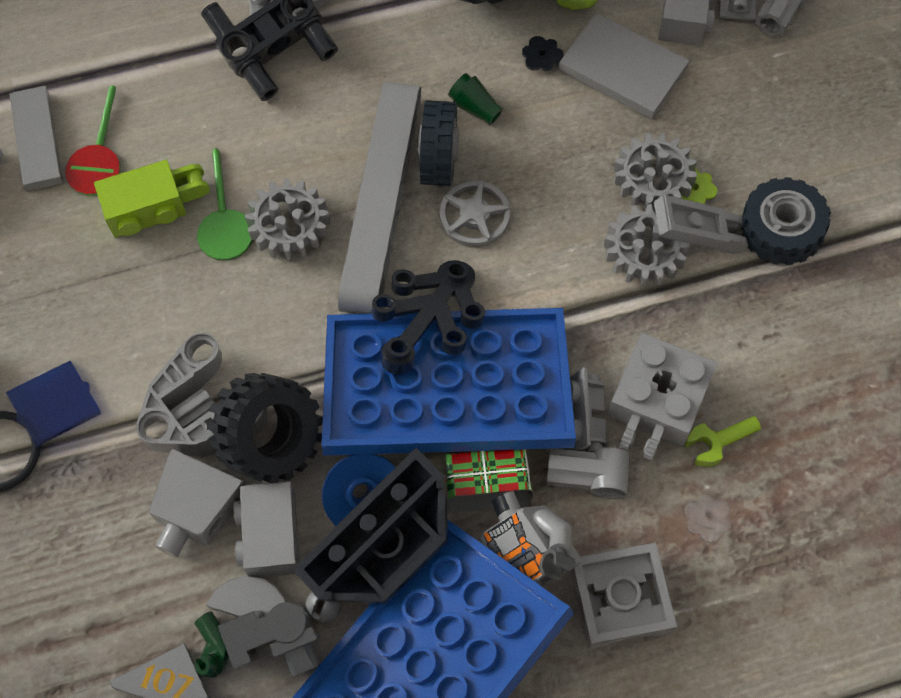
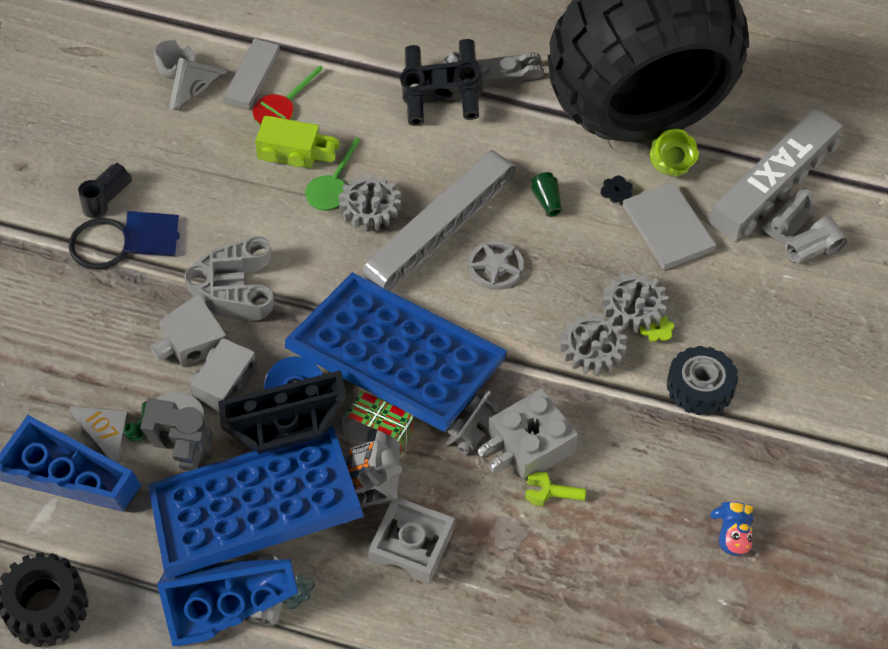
camera: 30 degrees right, 10 degrees down
(294, 433) = (273, 333): black tyre -> none
(329, 611) = (226, 444): light grey hinge -> none
(438, 143) = (497, 204): black wheel -> none
(451, 279) = (448, 295): black plant -> none
(601, 471) = (455, 462): light grey piece -> none
(699, 224) = (635, 347): light grey hinge -> none

